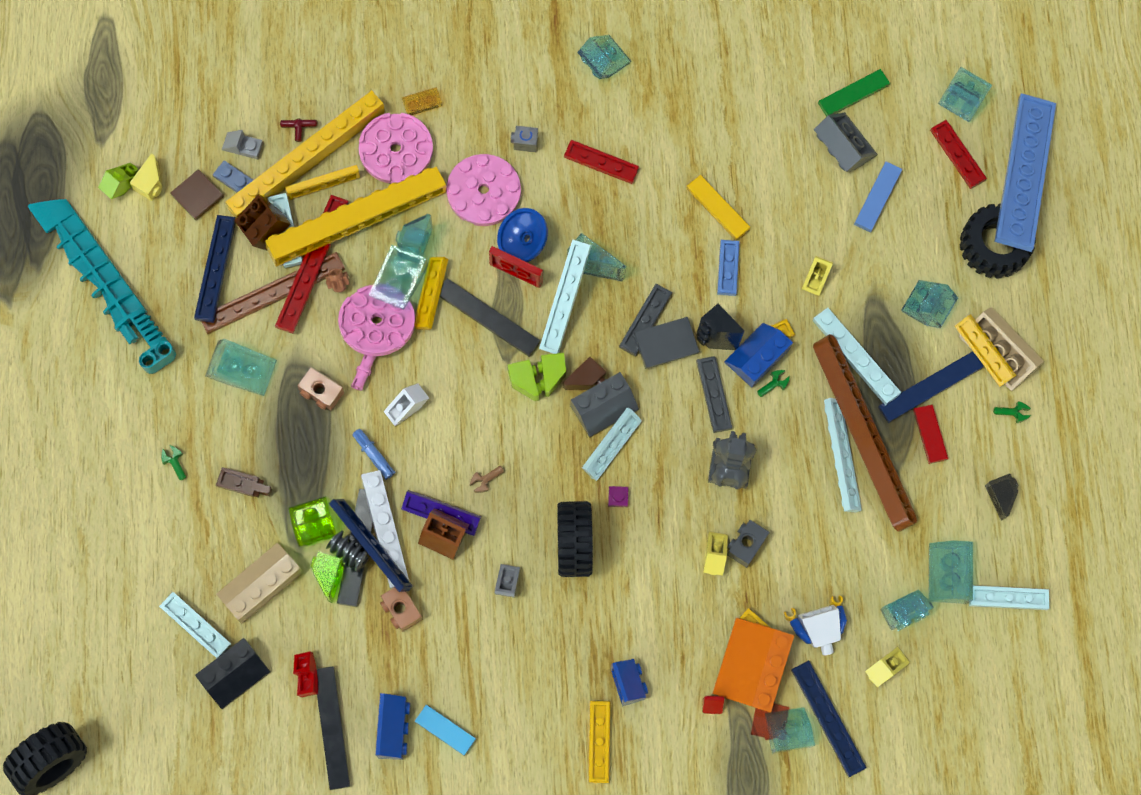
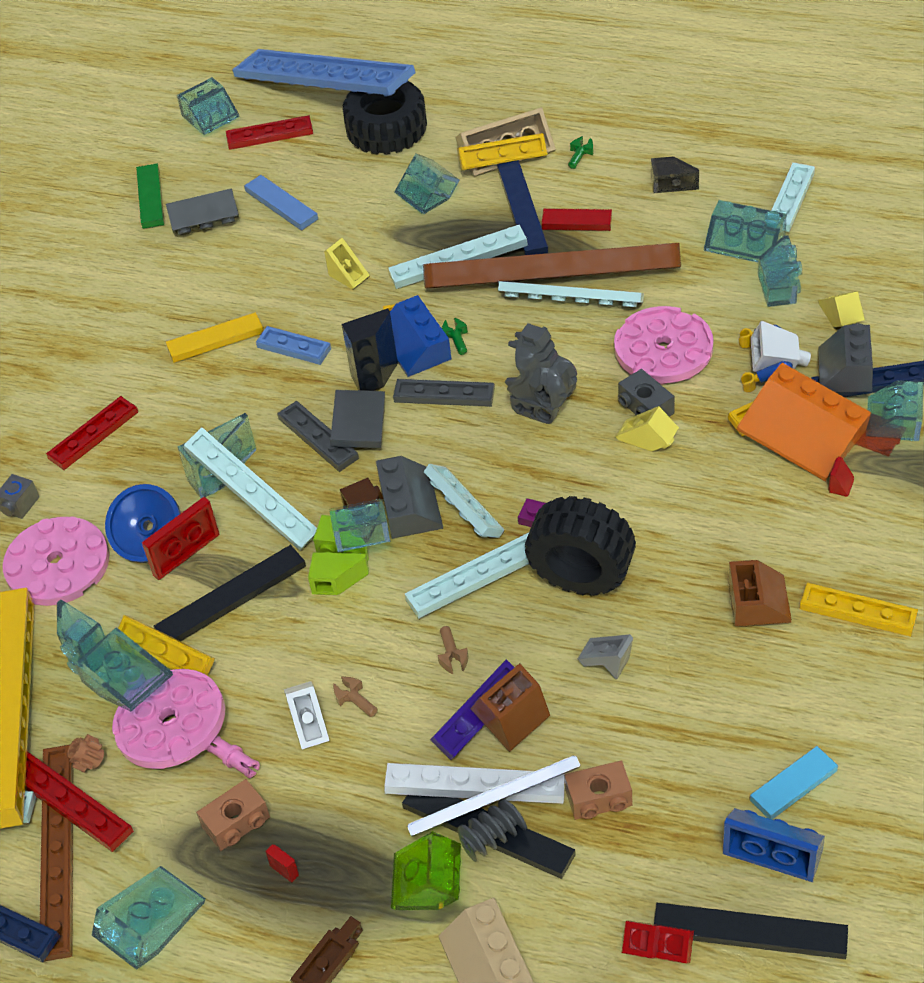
camera: 60 degrees left, 25 degrees down
(296, 432) = (282, 863): none -> red tile
(328, 573) = (518, 866): clear neon green slope -> none
(374, 455) = (355, 773): medium blue axle -> none
(431, 429) = (353, 695): none -> medium nougat bar
(551, 474) = (468, 577): none -> light aqua plate
(559, 380) = (359, 525): none -> clear light blue slope
(585, 671) = (757, 594): none -> dark orange slope
(628, 681) = (790, 553): blue slope -> none
(804, 560) = (687, 340): none -> bright pink plate
(826, 683) = (847, 360): none -> dark grey slope

